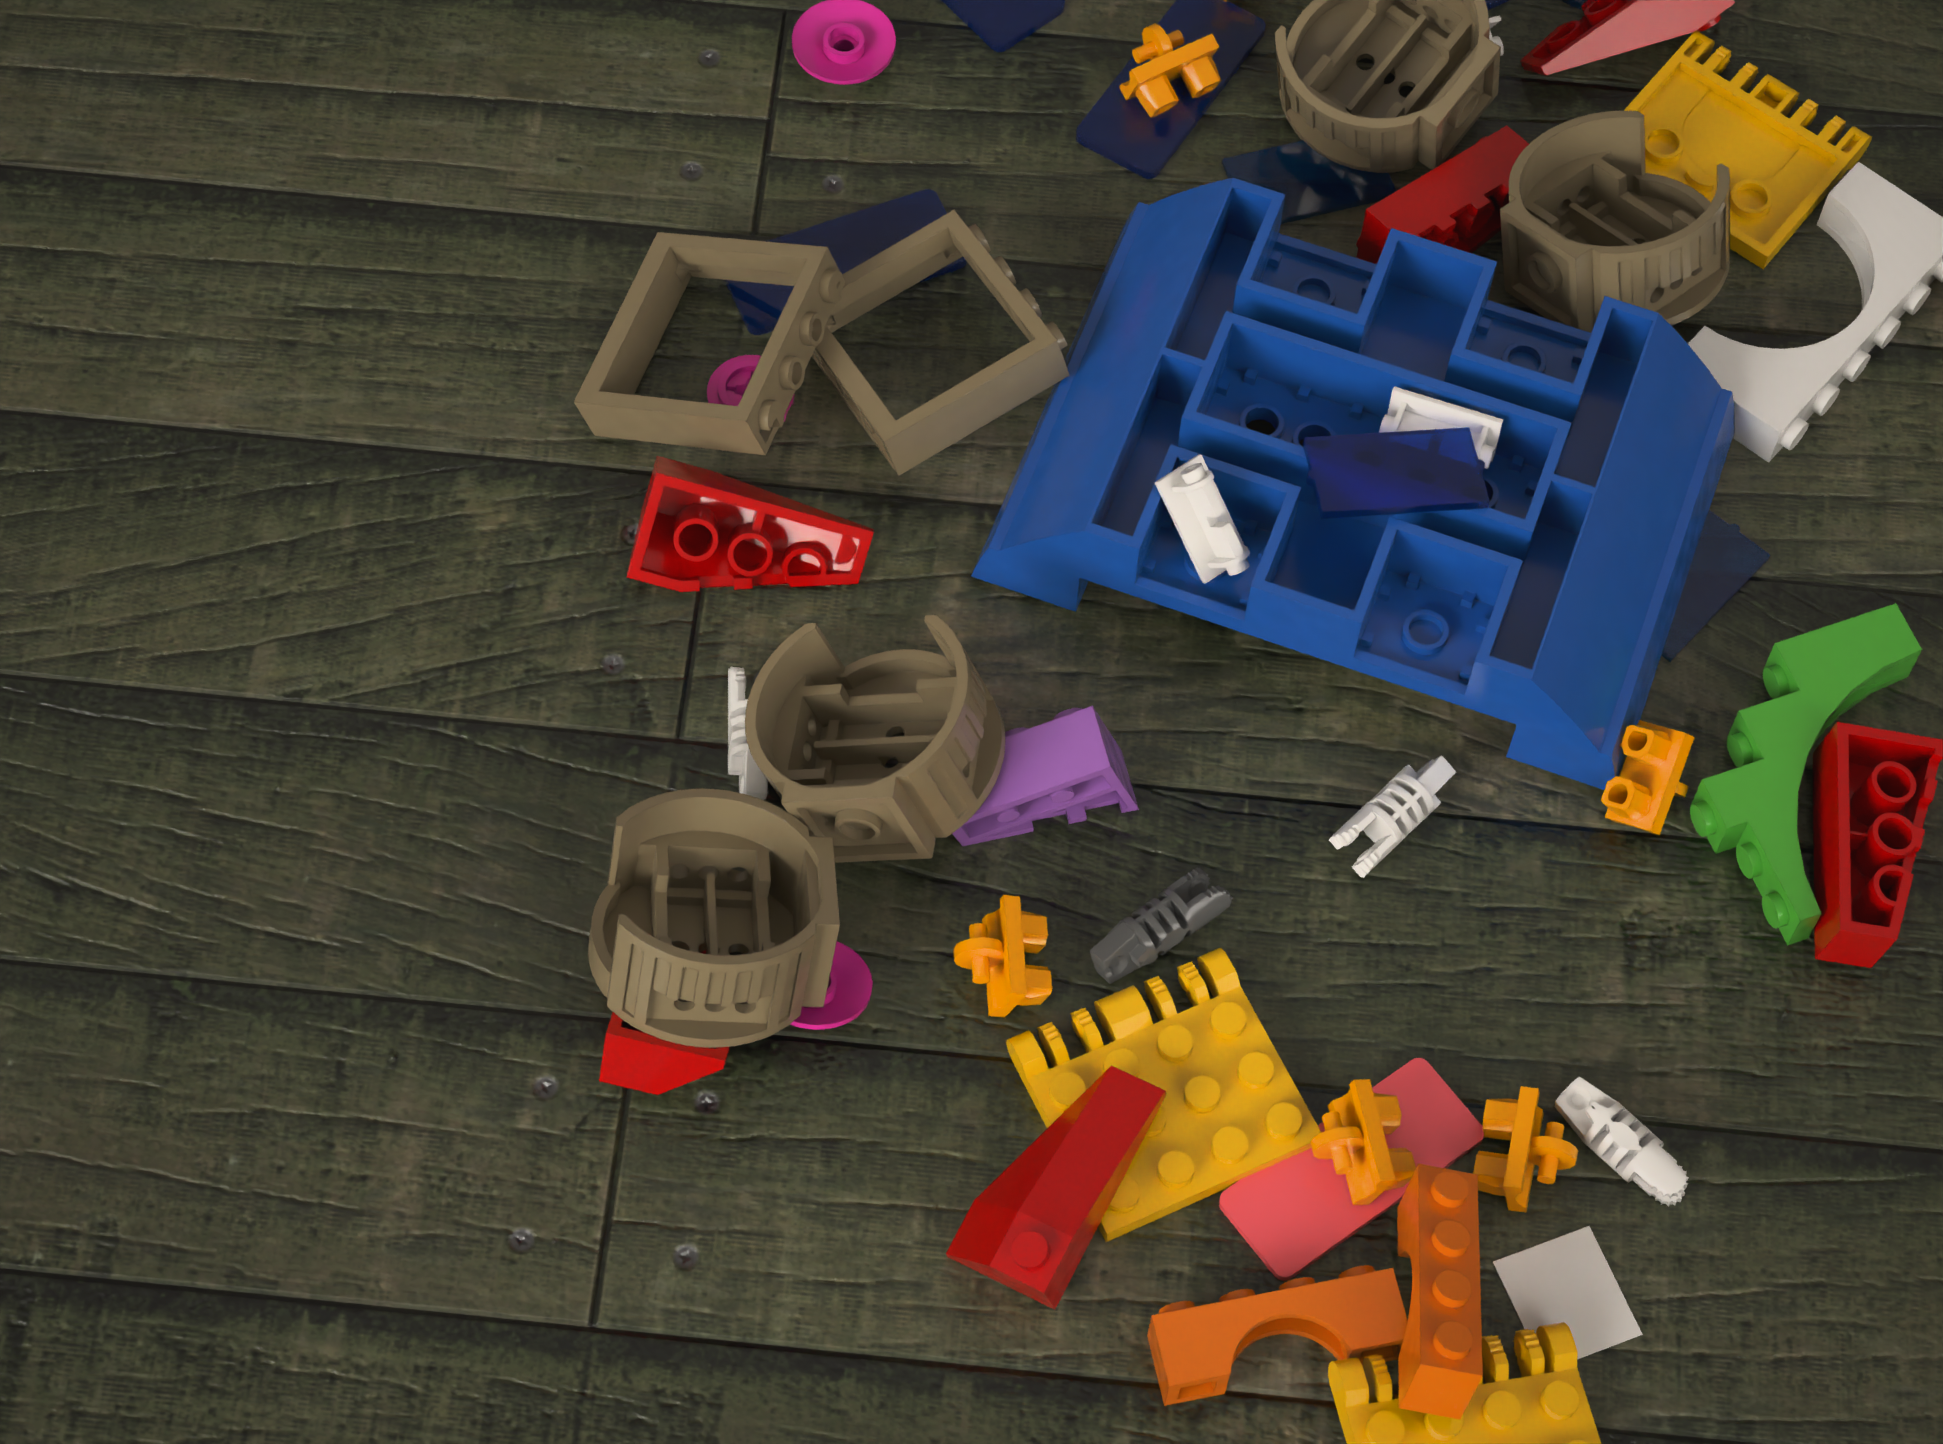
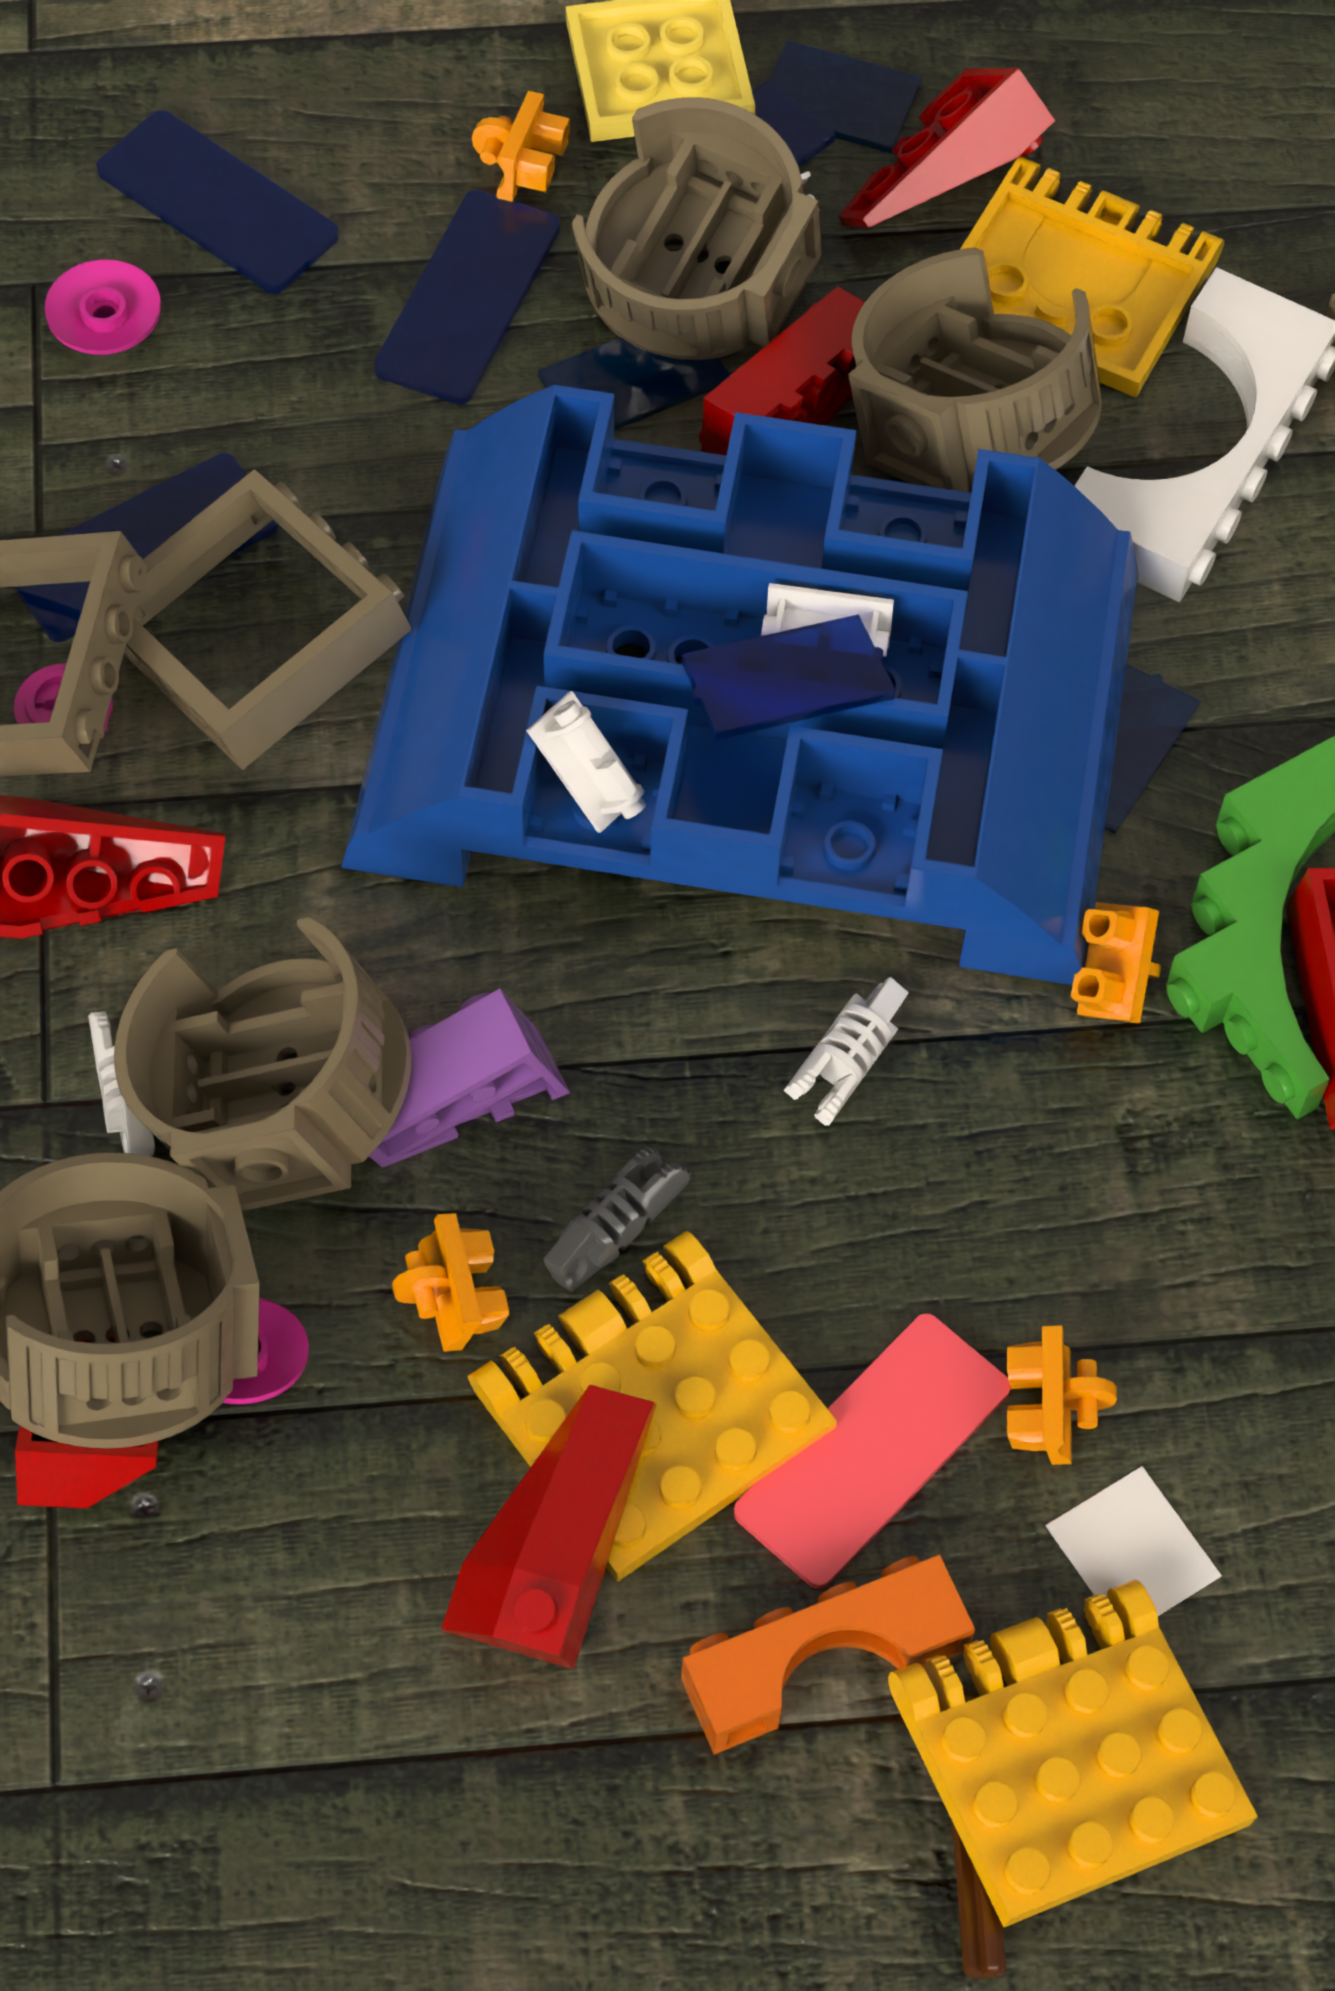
camera: 10 degrees left, 0 degrees up
(1152, 79) = (447, 296): light orange hips -> none
(1358, 1143) = (876, 1423): light orange hips -> none
(1443, 1333) = (1010, 1624): orange arch -> none
(1622, 1141) = (1161, 1366): white hinge -> none

